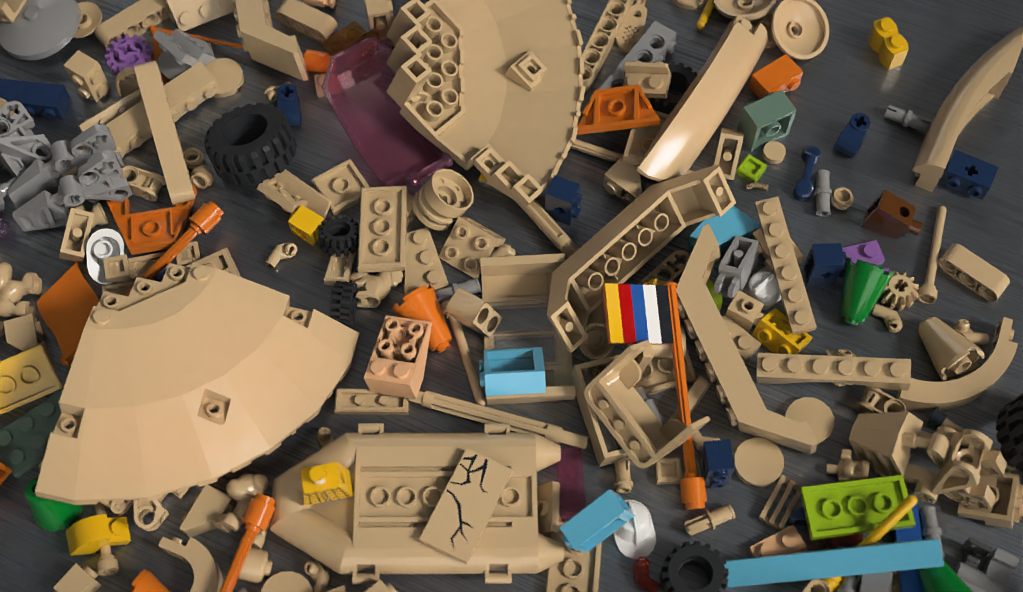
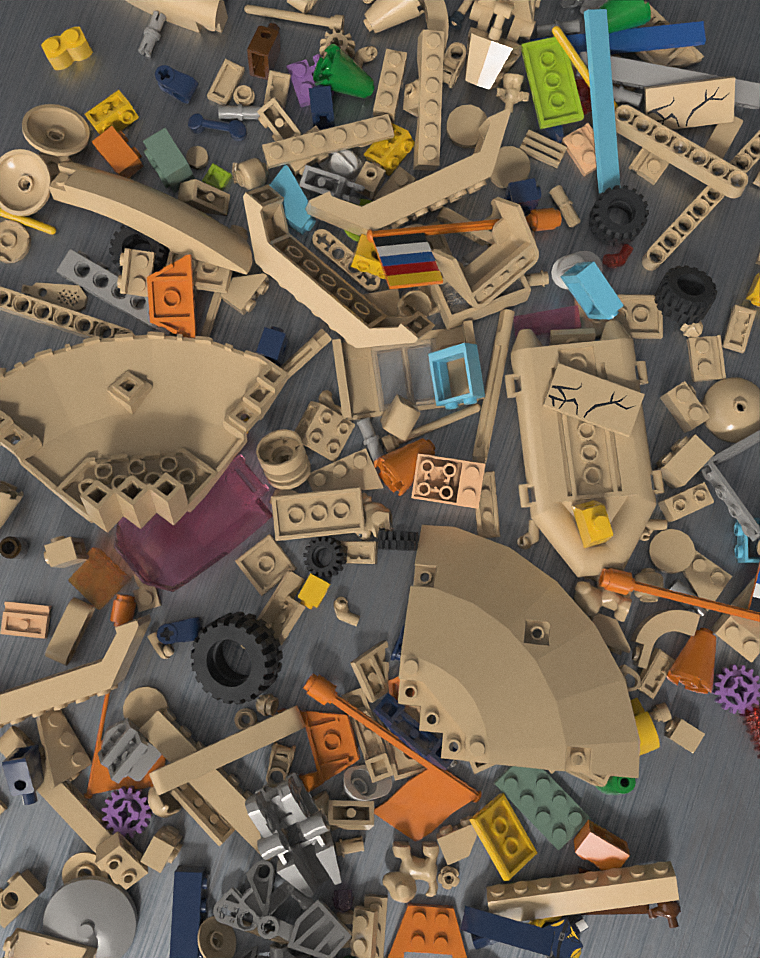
camera: 95 degrees left, 20 degrees up
(48, 235) = (349, 846): none -> tan pin
(89, 39) = (120, 861): none -> tan brick
(150, 557) = (655, 673): none -> tan plate
(749, 194) = (251, 173): none -> tan head
(809, 222) = (278, 120): none -> tan brick
(819, 79) = (112, 111): none -> yellow bracket
(838, 333) = (390, 84): none -> tan arch
(842, 228) = (277, 87): none -> tan plate
(858, 183) = (226, 83): none -> tan tile

